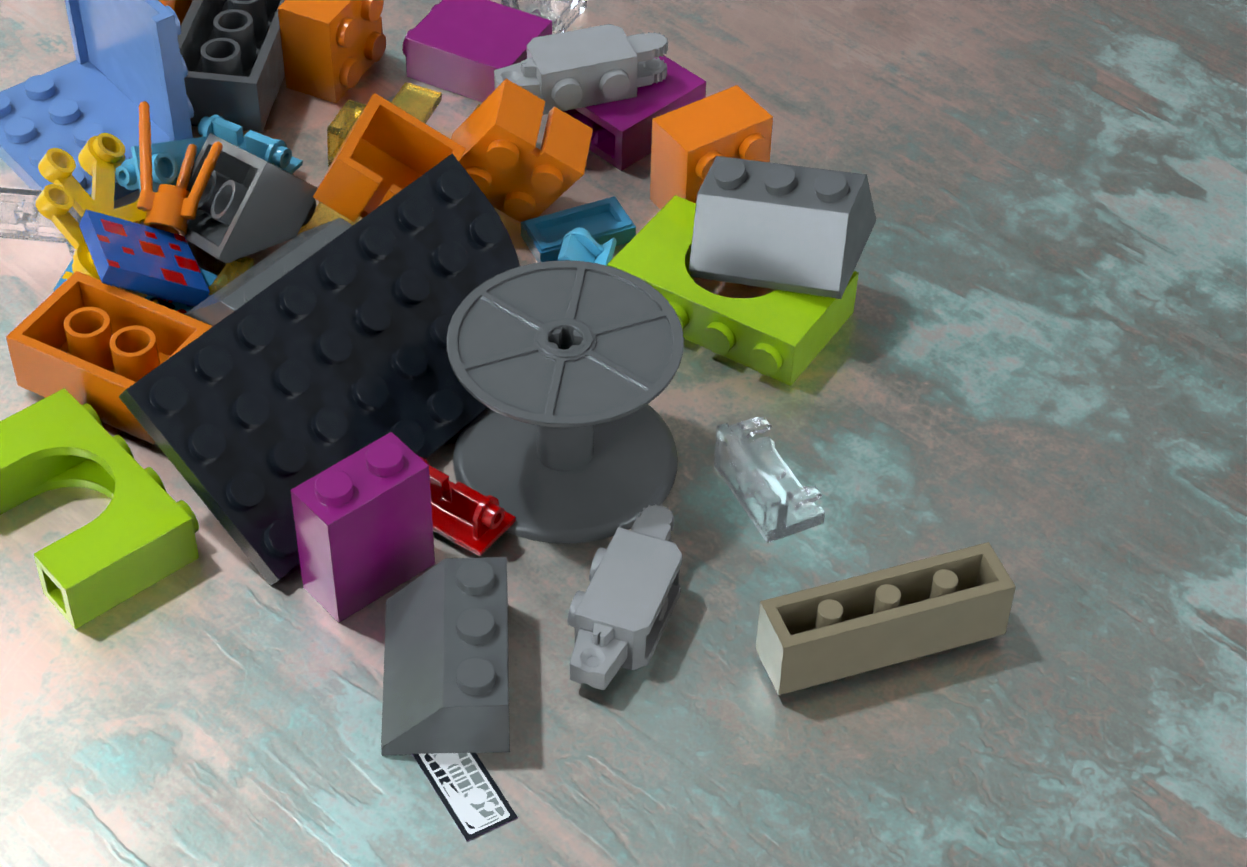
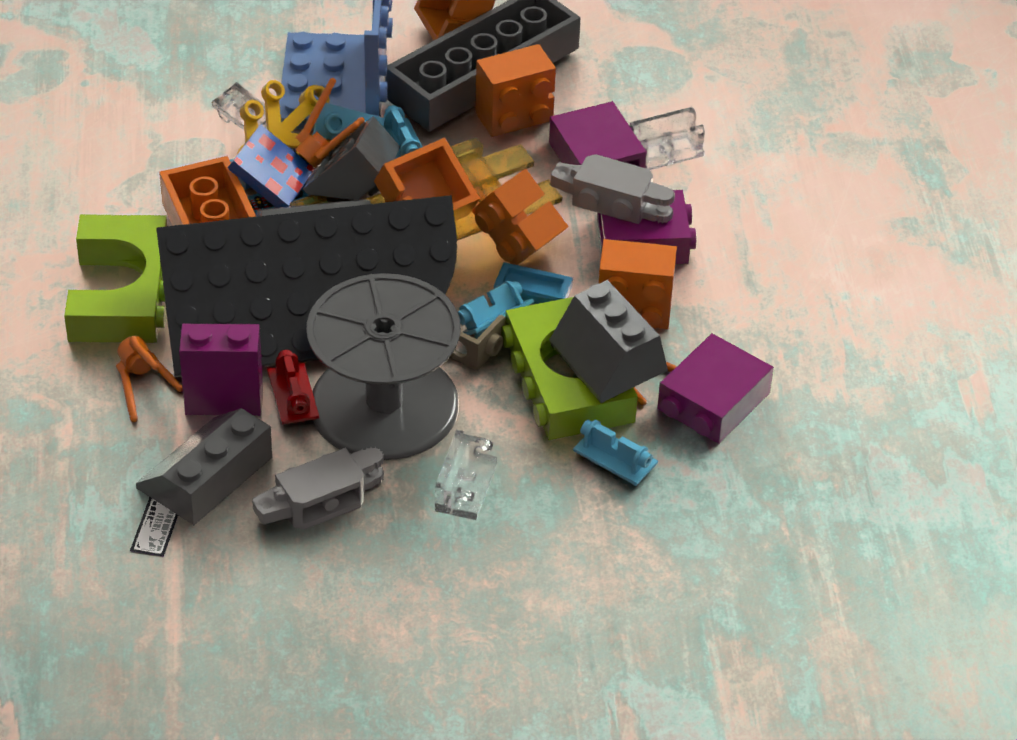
camera: 40 degrees right, 0 degrees up
(212, 587) = (139, 359): none -> orange plant
(869, 353) = (614, 454): none -> medium azure hinge
(883, 617) = (426, 577): dark tan brick -> none
(916, 227) = (715, 388): none -> magenta brick

